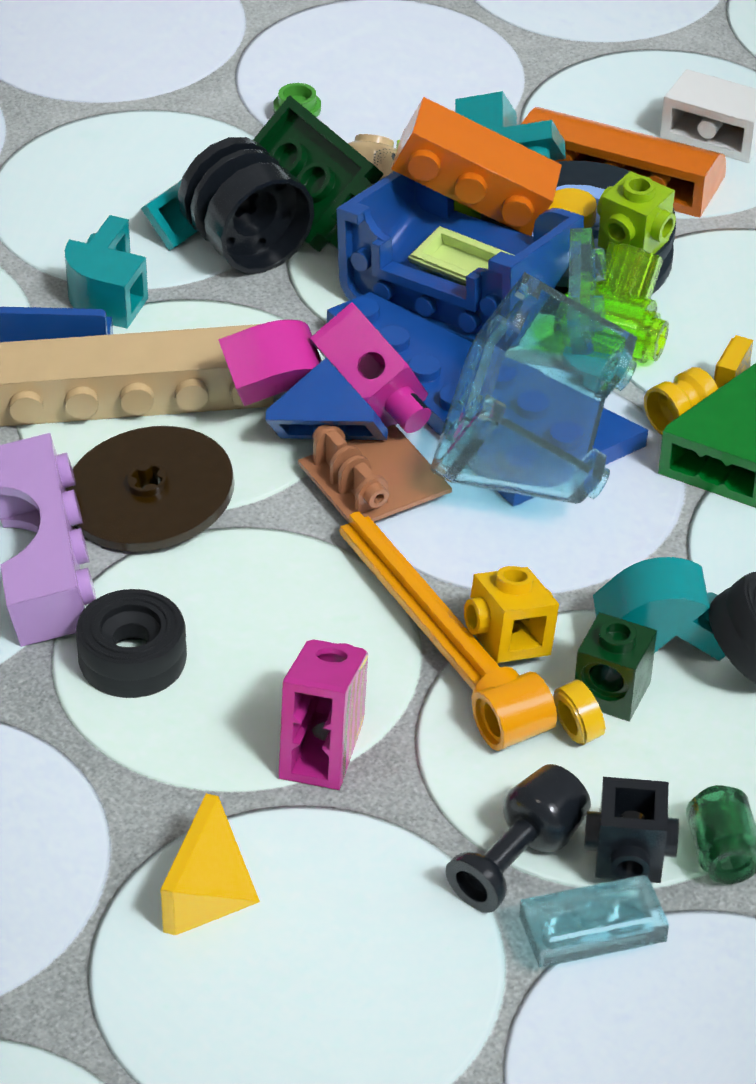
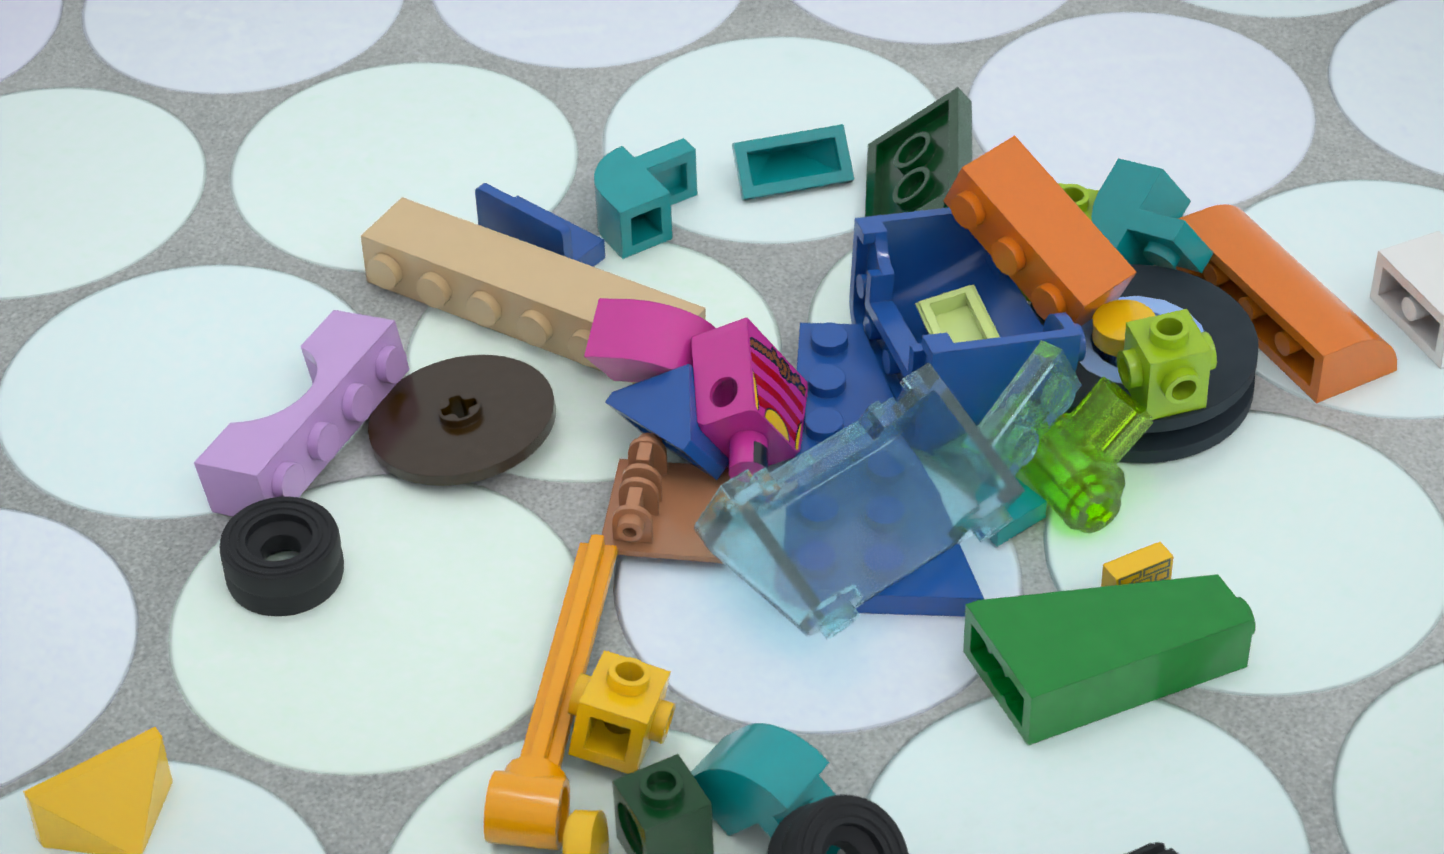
camera: 40 degrees right, 0 degrees up
(246, 204) = (814, 180): black wheel -> none
(302, 93) = (1010, 104): bright green plate -> none
(322, 687) = (350, 706): dark pink torso -> none
(672, 399) = (1034, 577): yellow wheel -> none

